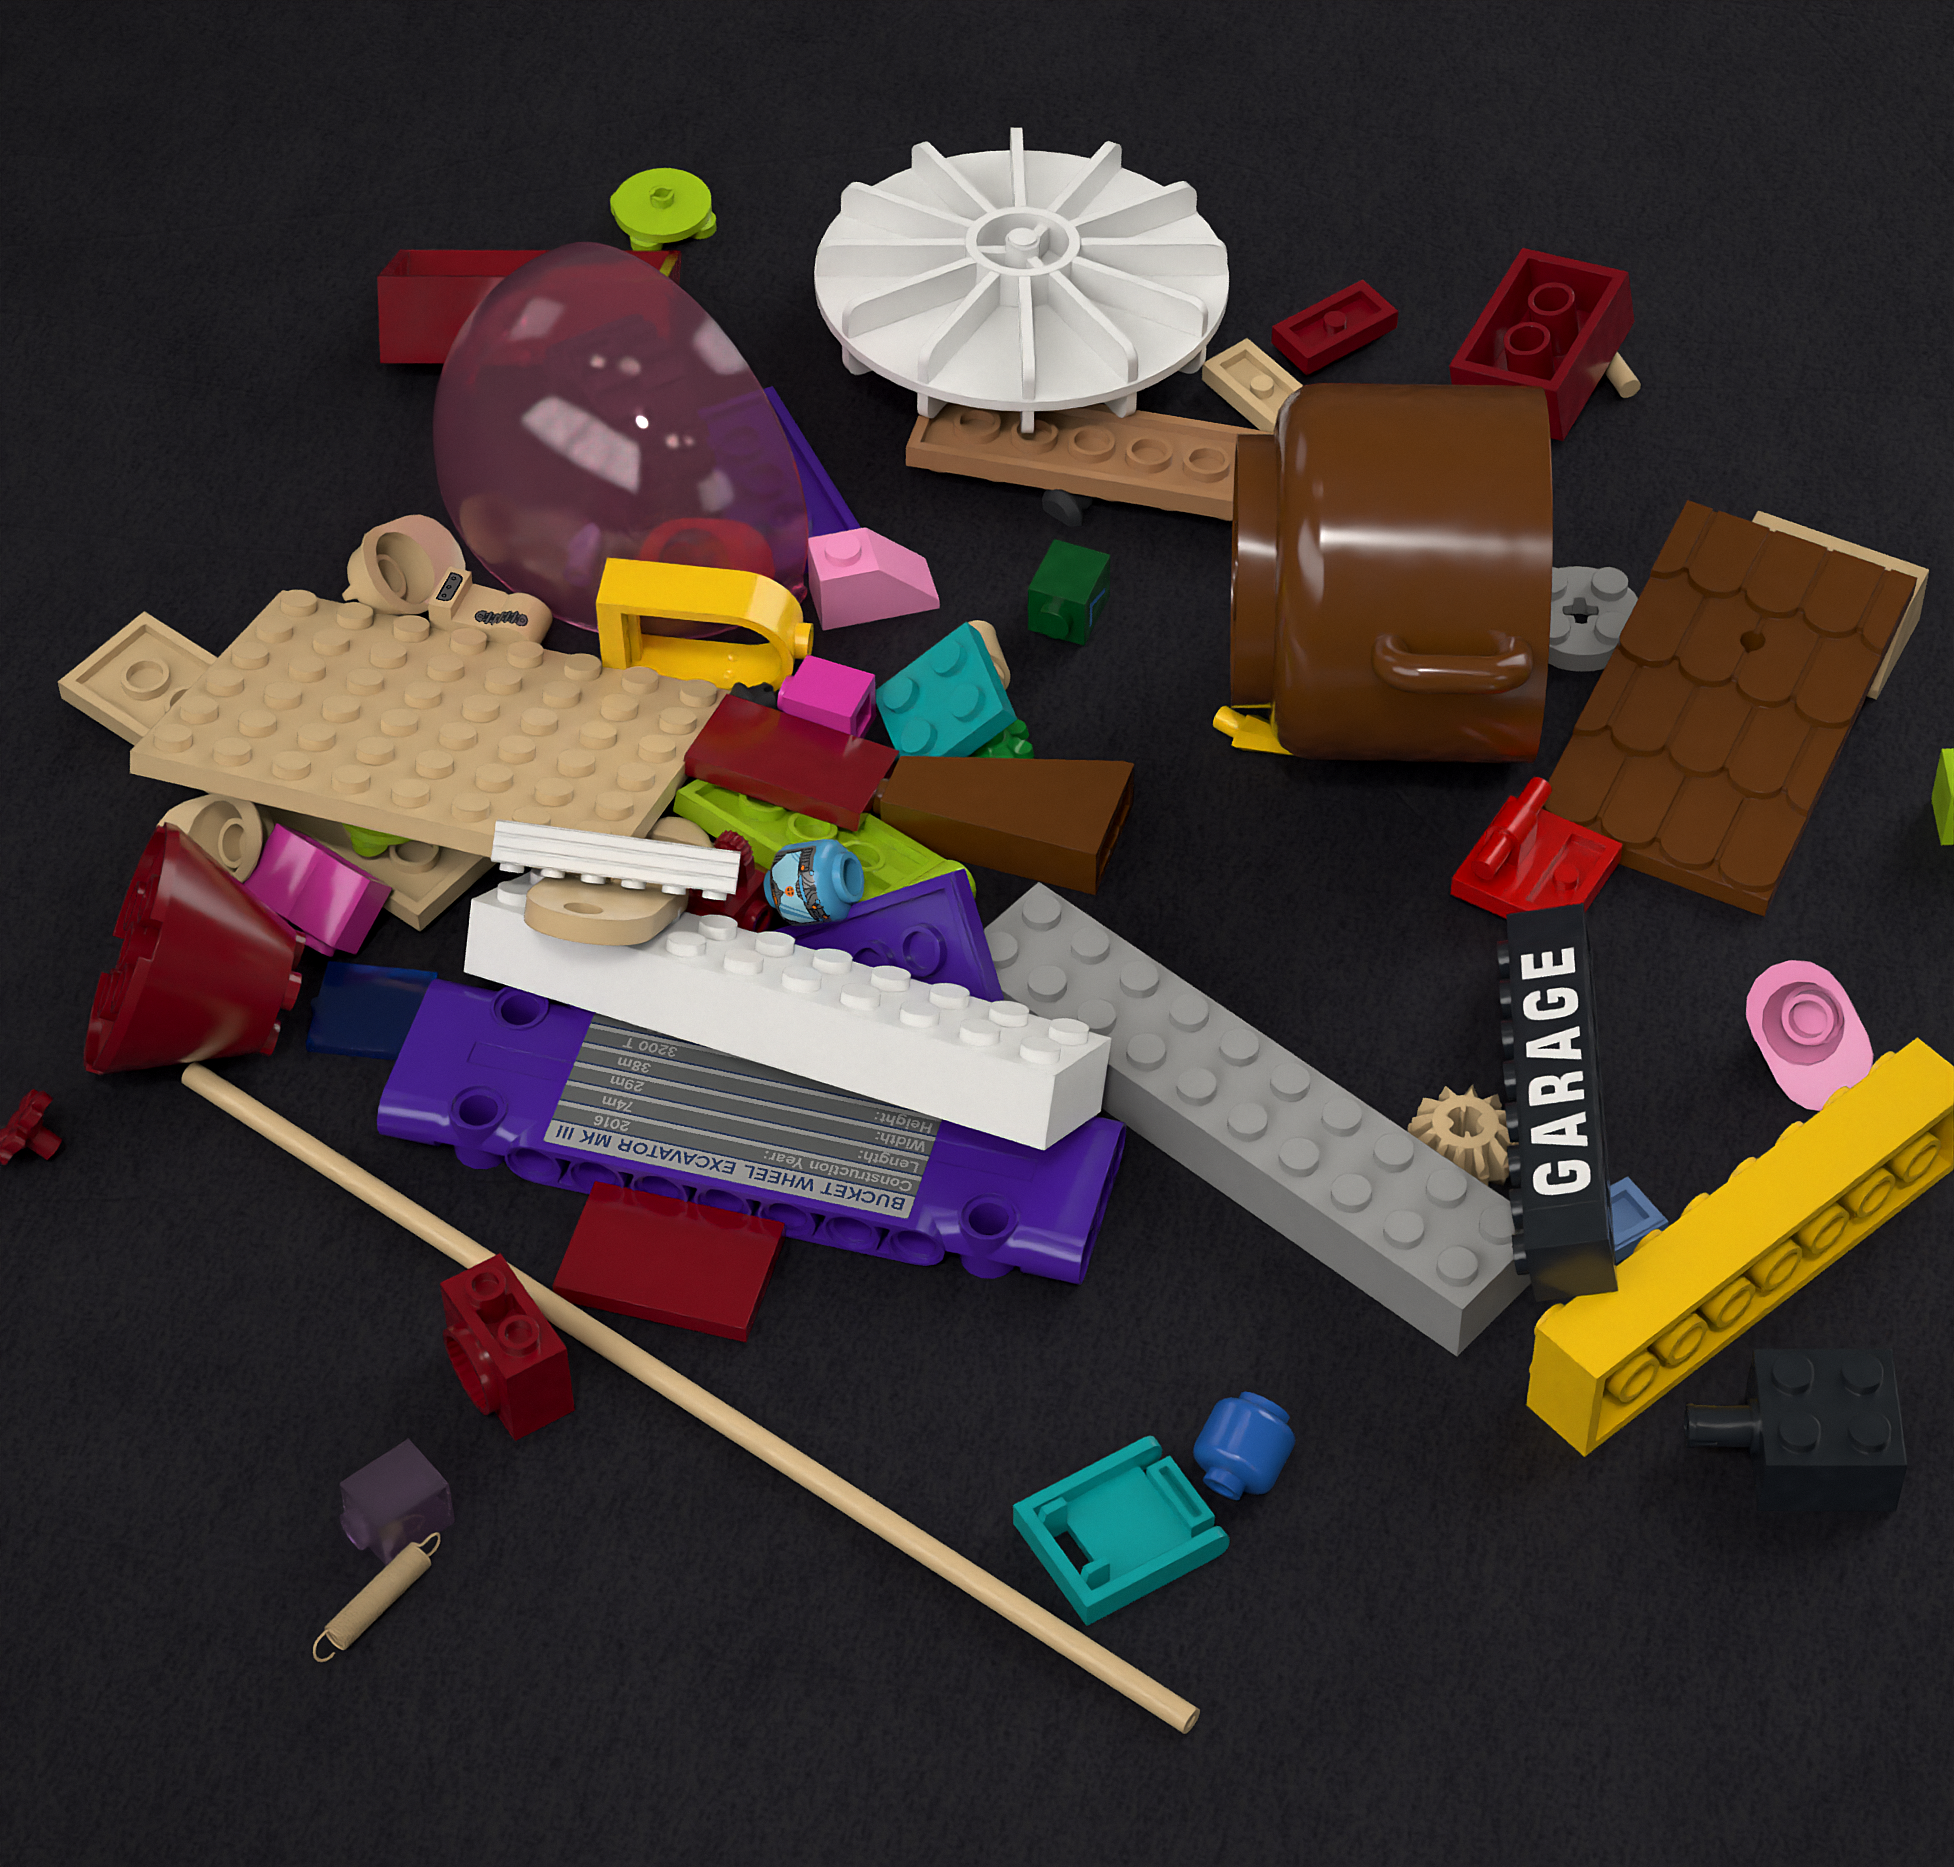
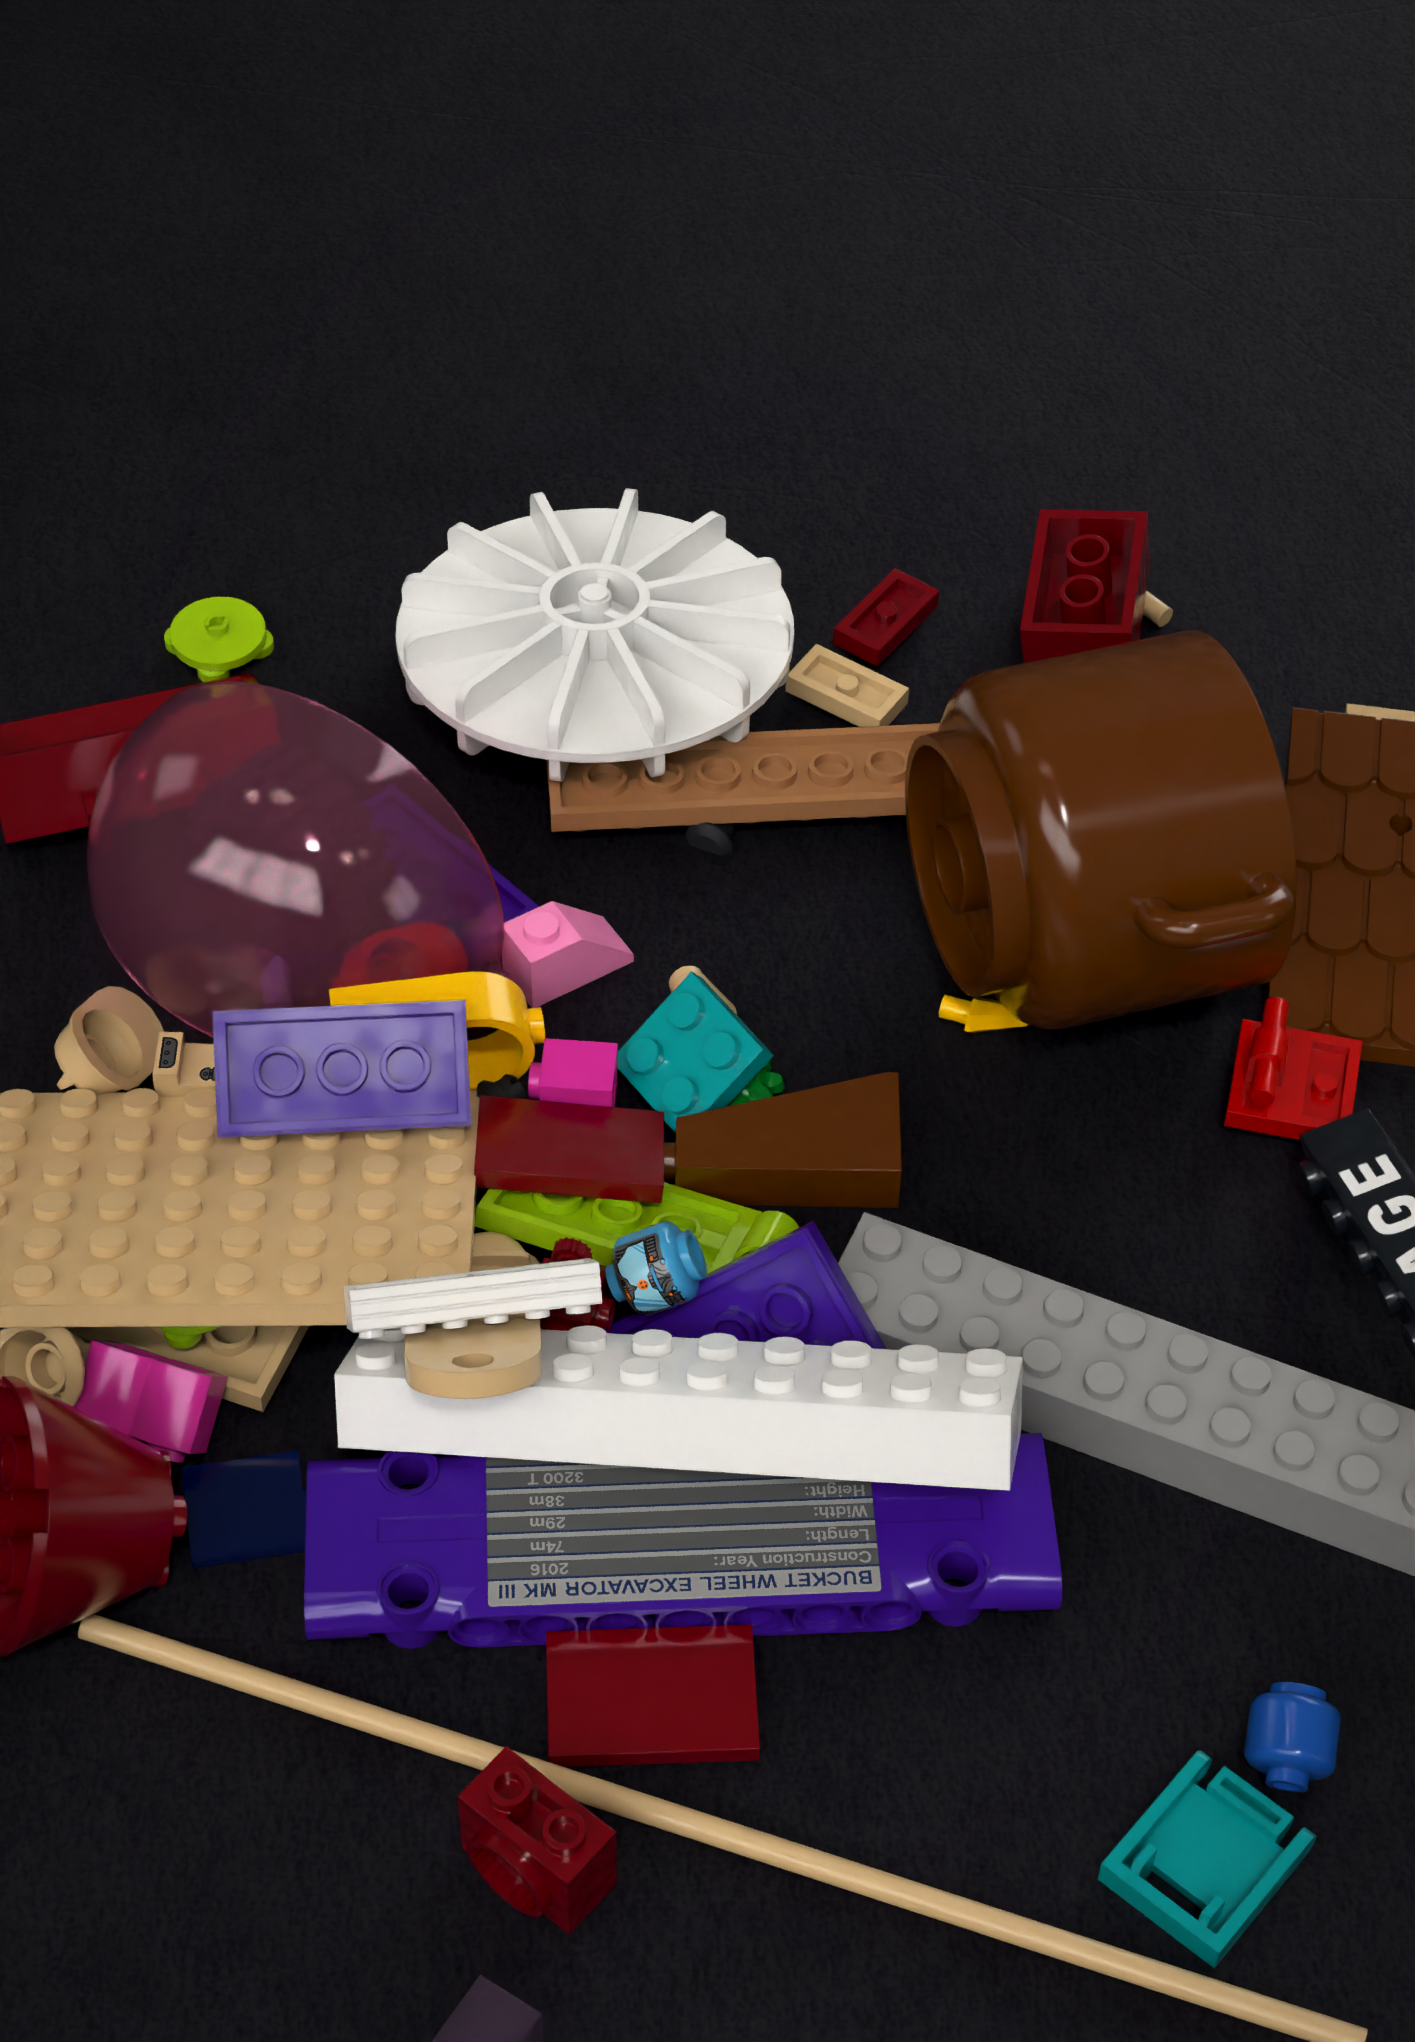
camera: 20 degrees left, 0 degrees up
(592, 633) = (341, 1068): none -> dark purple tile
(1069, 592) = (756, 919): dark green brick -> none
(1466, 1133) = (1356, 1356): tan gear -> none

